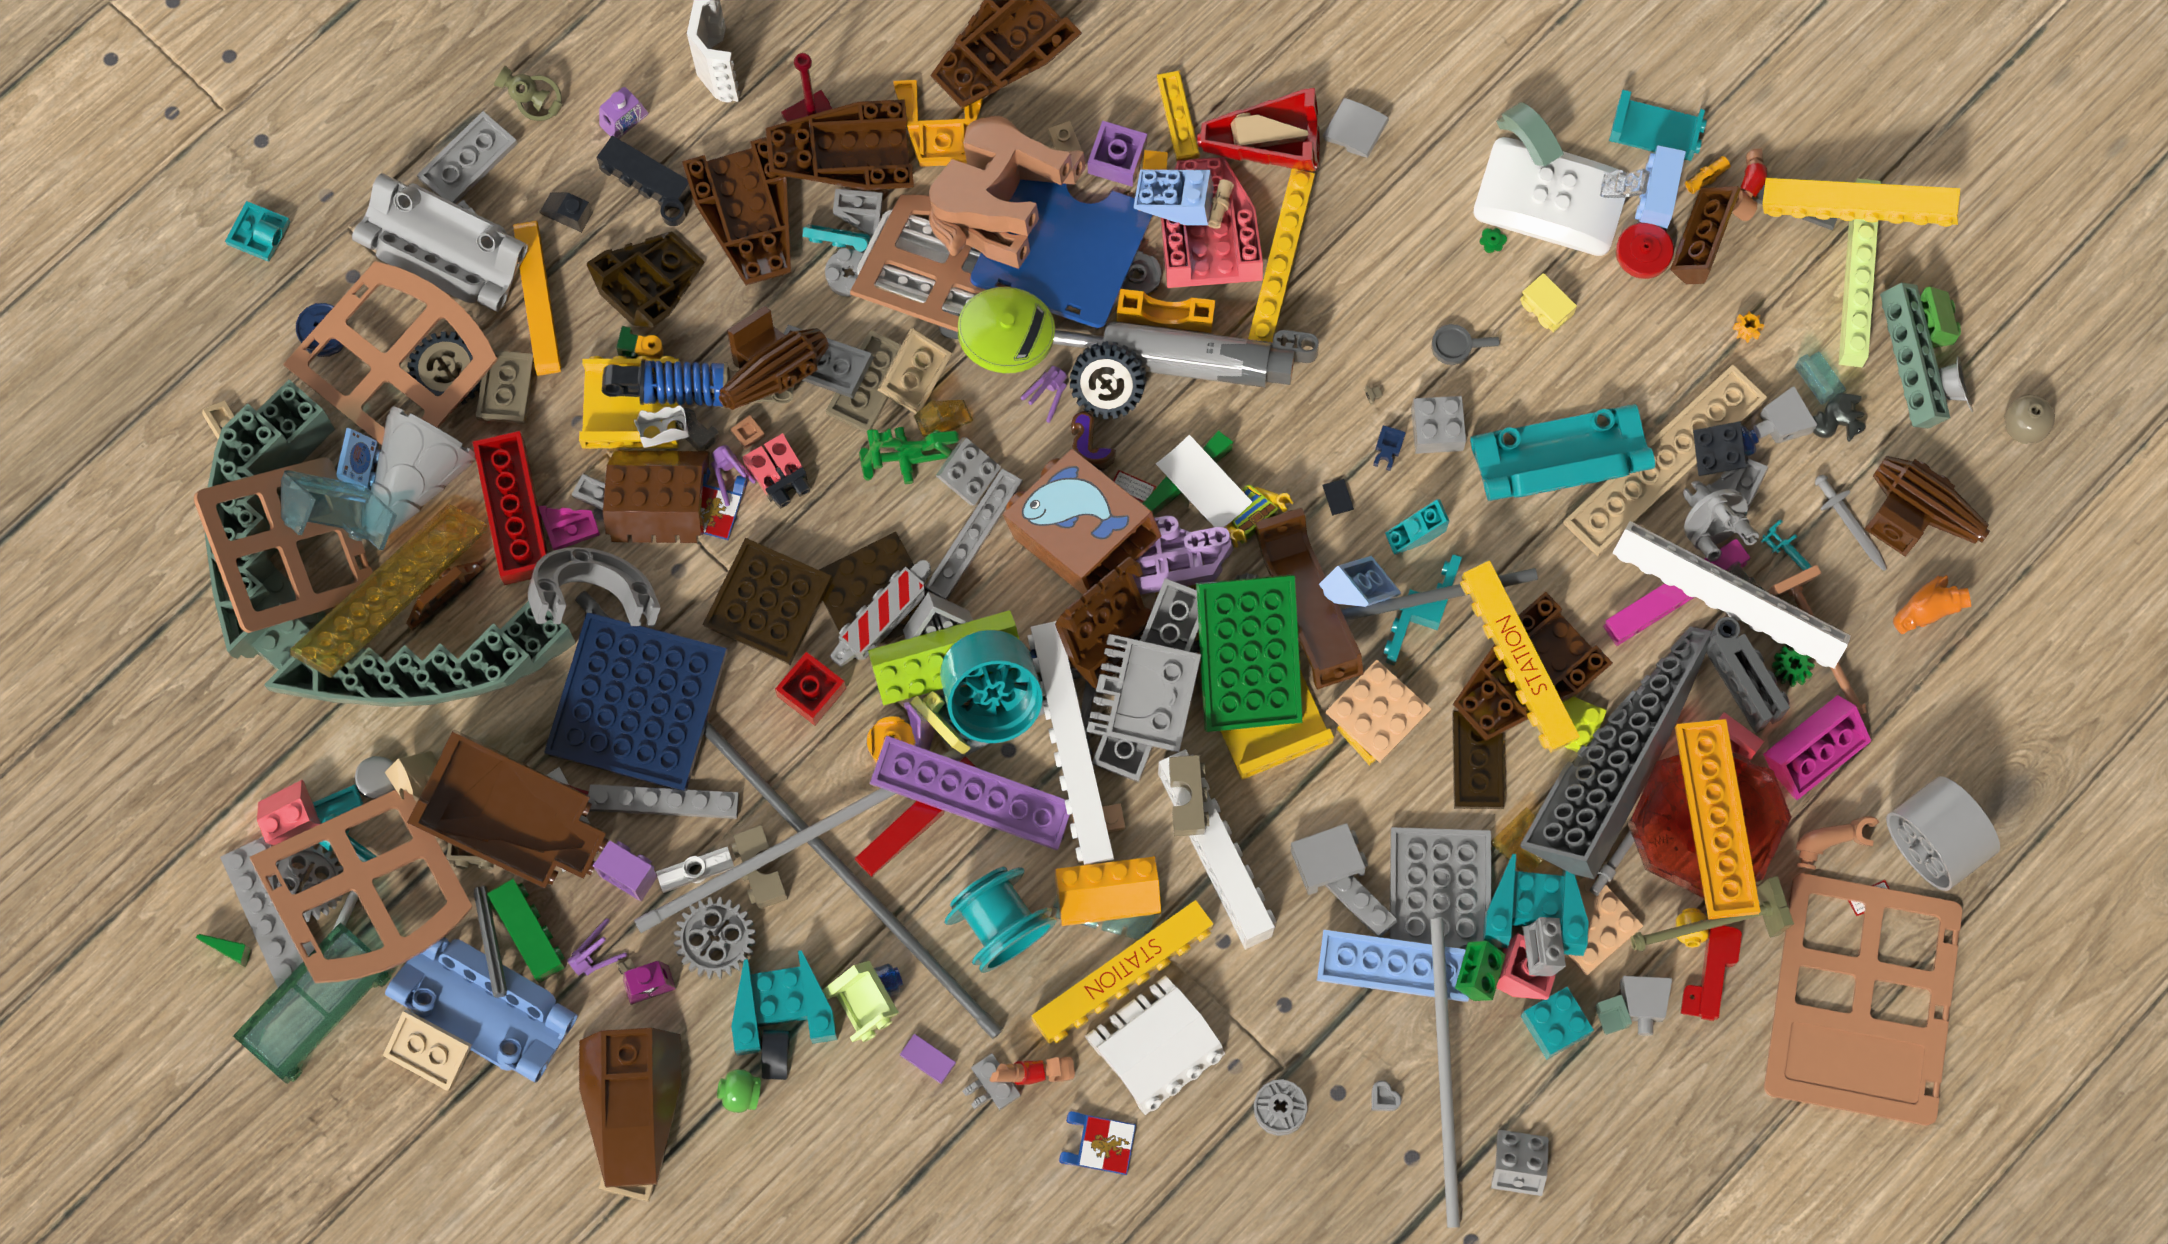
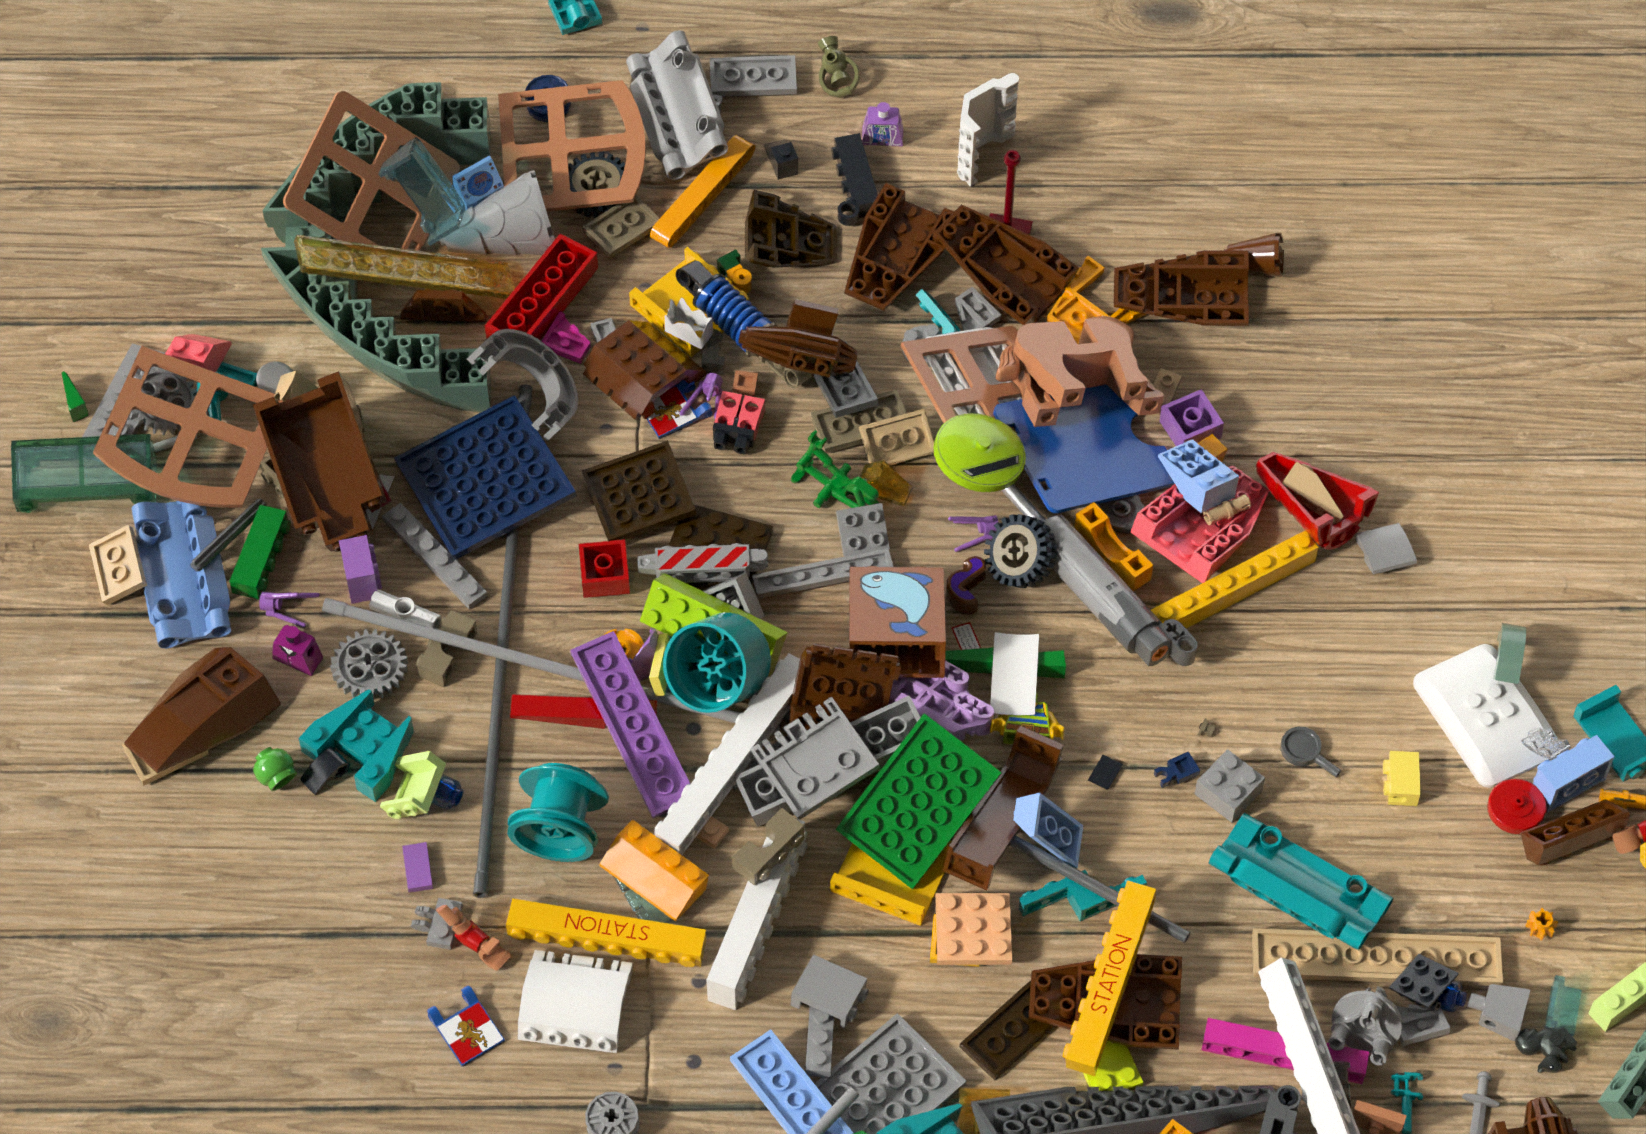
camera: 45 degrees right, 15 degrees down
(1178, 116) = (1265, 437): yellow tile -> none
(1419, 528) = (1137, 839): teal slope -> none
(1492, 245) = (1409, 711): green plant -> none

